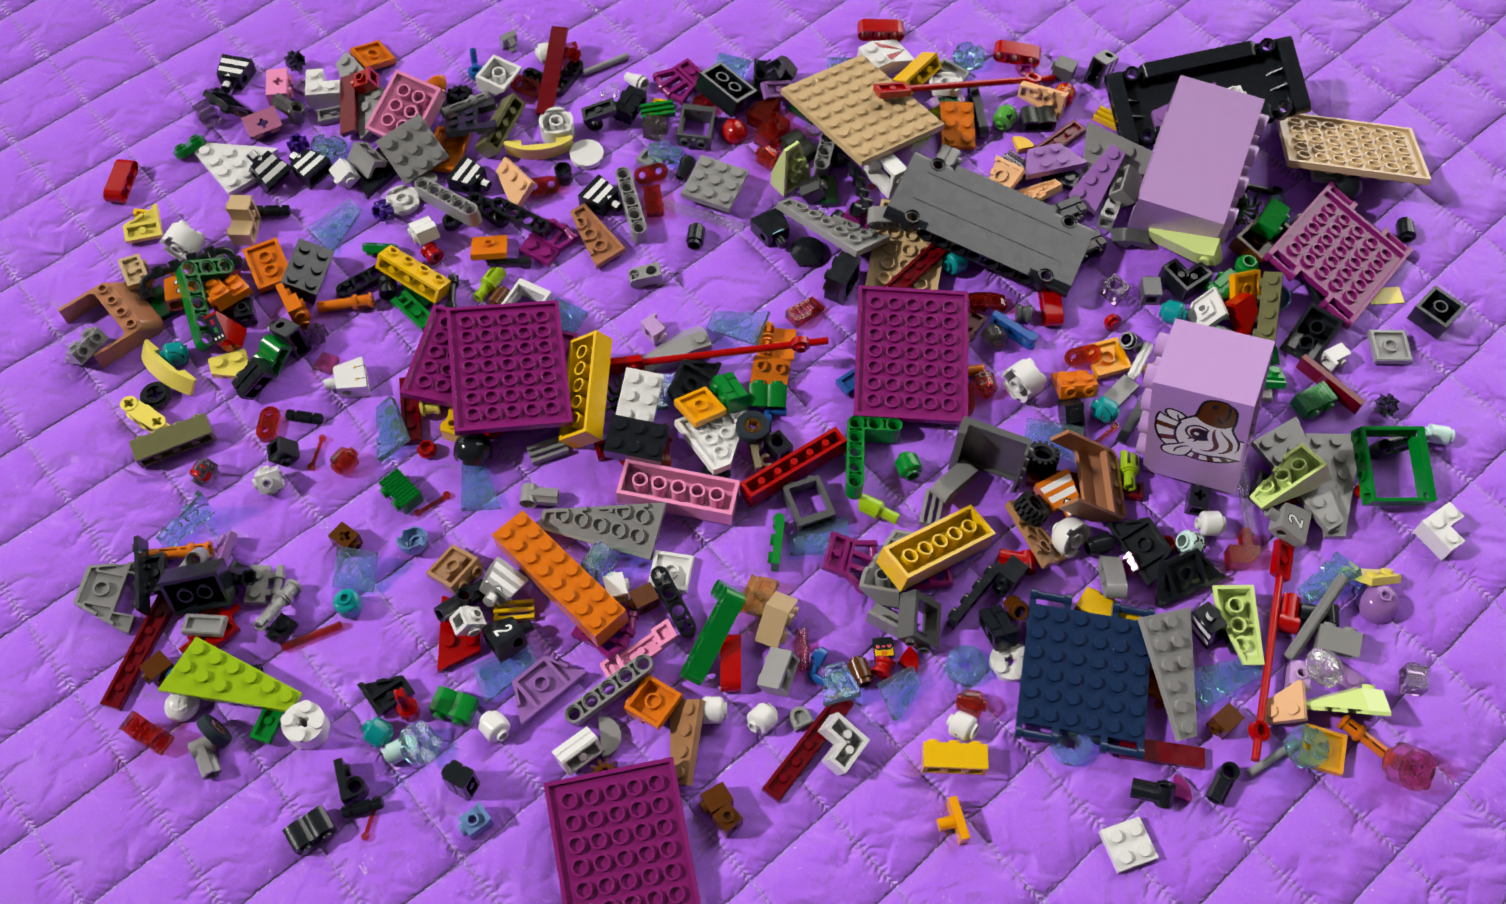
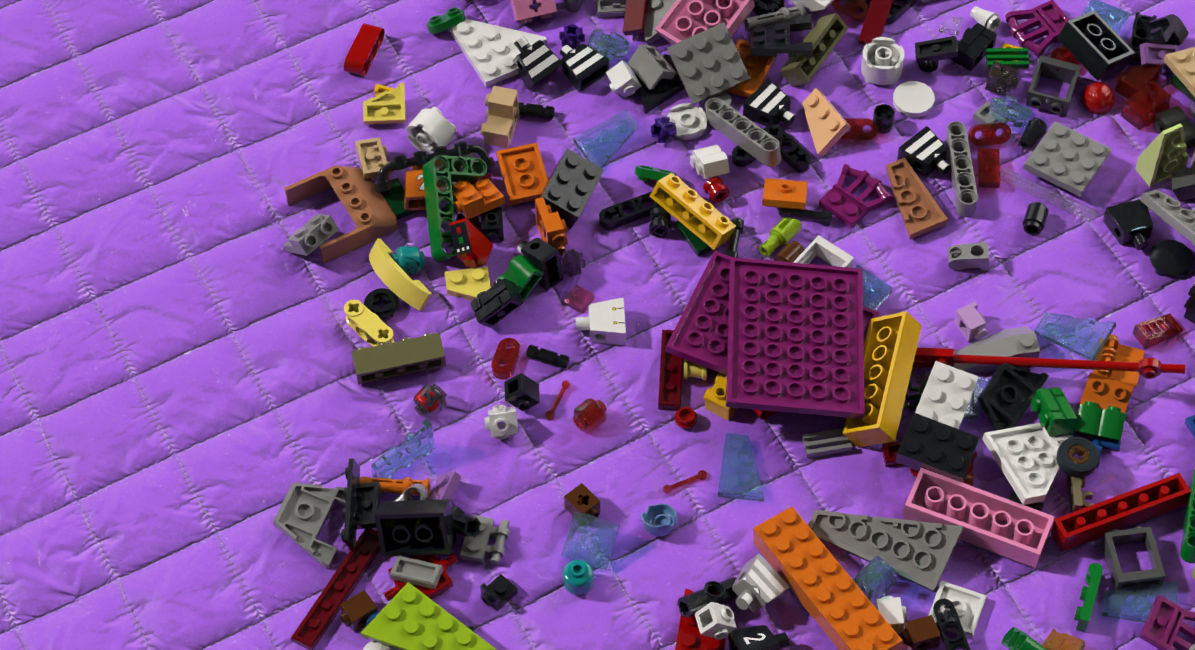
camera: 15 degrees right, 5 degrees down
(281, 599) = (504, 559): light grey pin -> none
(312, 636) = (533, 606): clear red bar -> none
(355, 302) = (619, 233): orange pin -> none
(391, 428) = (647, 387): clear light blue wing -> none
(400, 491) = (651, 461): green brick -> none
(411, 309) = (686, 253): green plate -> none
(455, 569) = (705, 560): medium nougat plate -> none
(473, 449) = (741, 426): black cylinder -> none
(518, 604) = (768, 616): yellow tile -> none
(519, 218) = (829, 160): black beam -> none
(533, 495) = (804, 492): light grey piece -> none
(539, 151) = (857, 87): light yellow slope -> none
(700, 407) = (1017, 422): light orange plate -> none
(767, 156) = (1136, 135): clear red head -> none
(777, 452) = (1103, 492): black brick -> none

